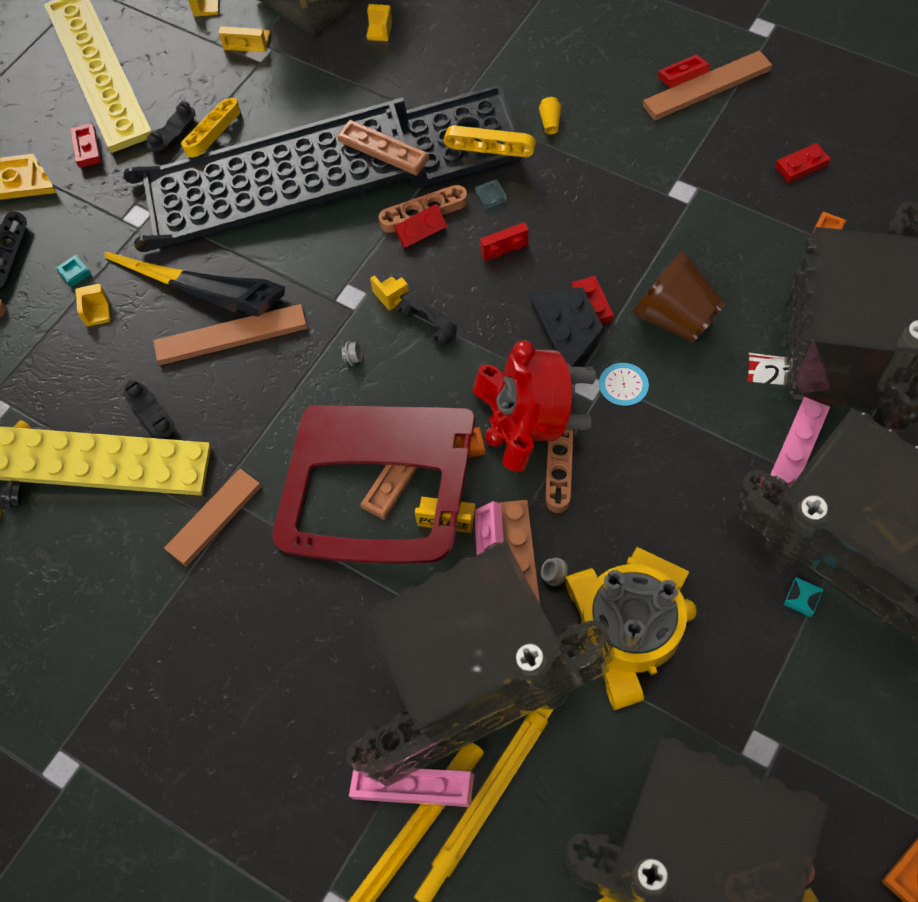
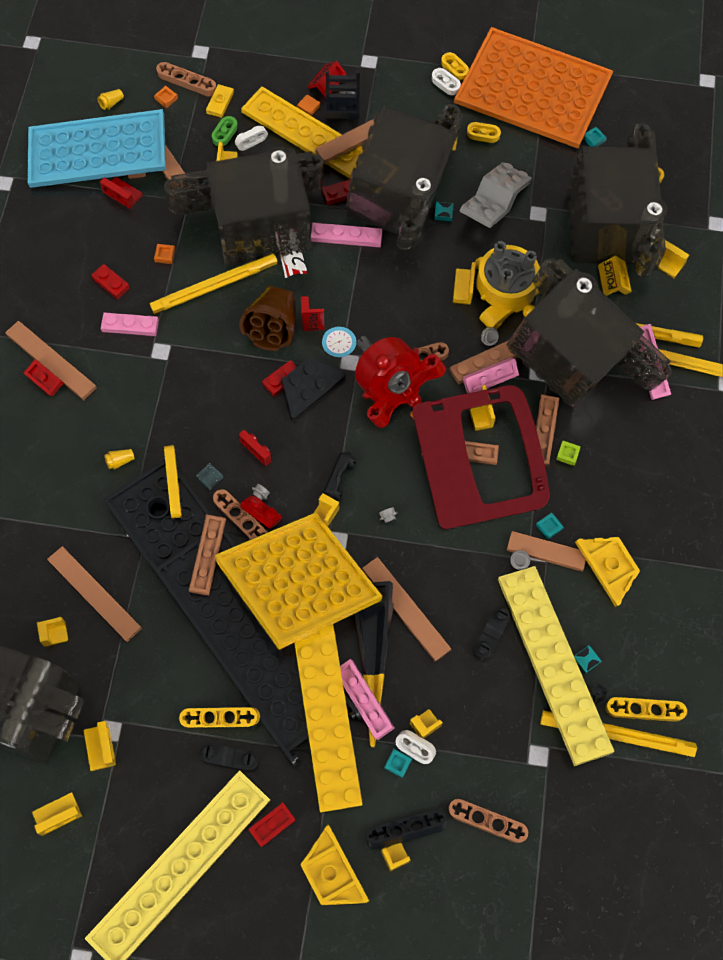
camera: 120 degrees left, 5 degrees up
(58, 504) = (587, 659): none -> teal tile
(67, 293) = (415, 747): none -> white plate
(150, 582) = (610, 564): none -> yellow wing
(151, 254) = (365, 700): none -> bright pink plate
(169, 214) = (327, 721): none -> yellow plate
(216, 476) = (520, 560): none -> light grey plate
(244, 535) = (549, 526): none -> teal tile
(307, 217) = (297, 579): none -> yellow plate
(329, 601) = (568, 453): none -> lime plate
(366, 580) = (546, 424): none -> nougat tile
(403, 65) = (94, 594): none -> nougat tile
(445, 233) = (260, 492): none -> light grey plate
(591, 812) = (614, 276): none -> yellow panel
(669, 343) = (311, 318): none -> red panel
(731, 167) = (129, 324): none -> bright pink plate
(763, 267) = (213, 283): none -> yellow piece
(807, 679) = (496, 194): none -> light grey bracket

